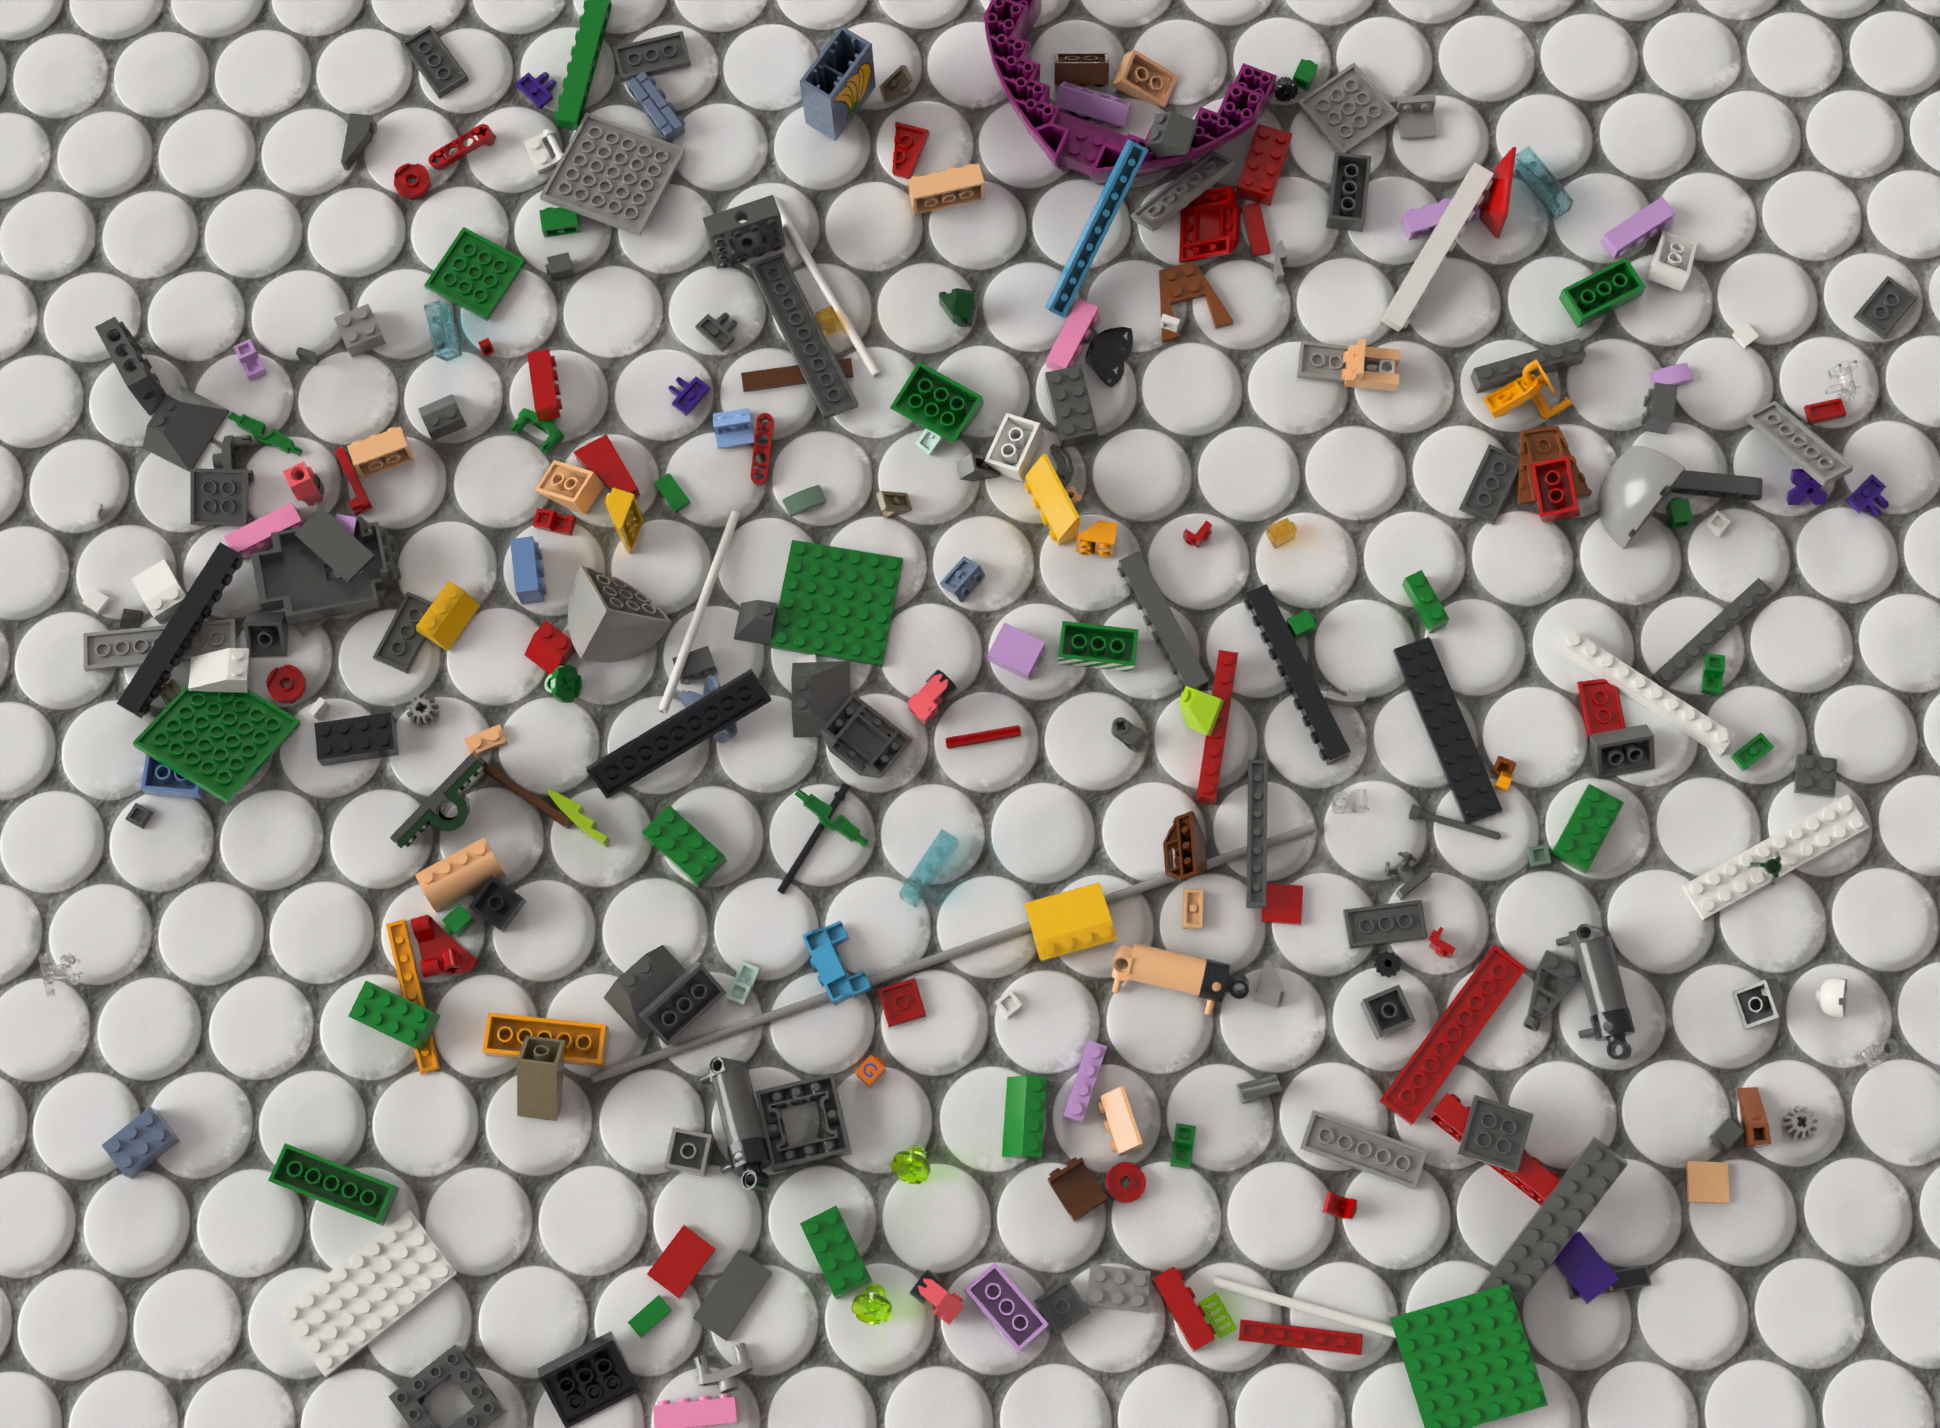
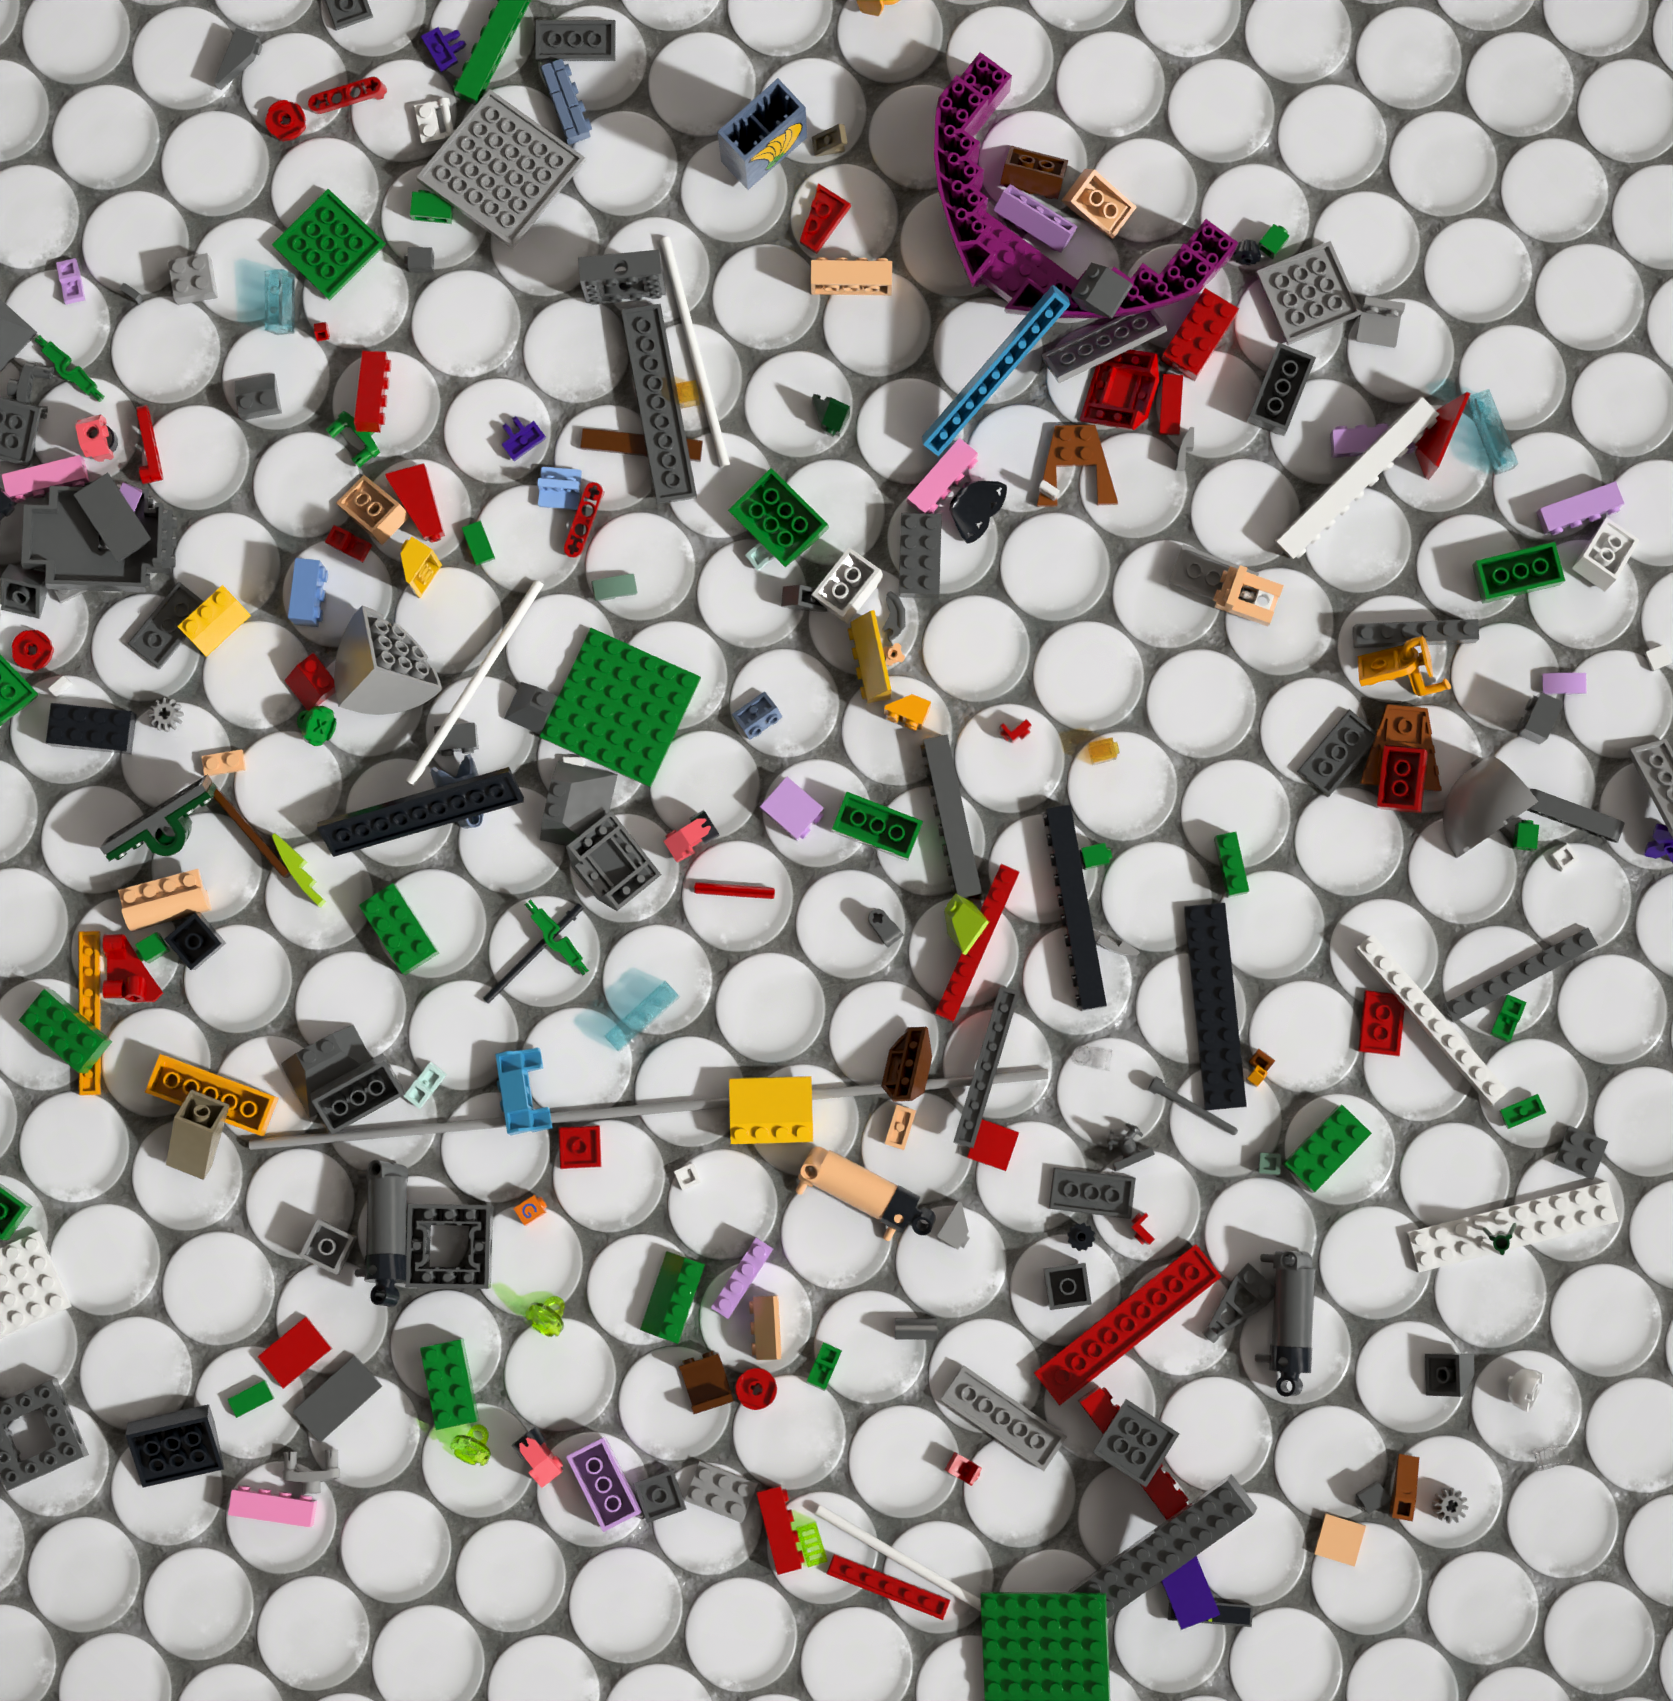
camera: 15 degrees right, 10 degrees up
(380, 452) = (184, 423): light nougat brick -> none
(715, 333) = (566, 375): dark grey hinge -> none
(893, 503) = (706, 614): dark tan slope -> none
(1622, 751) = (1389, 1076): dark grey slope -> none

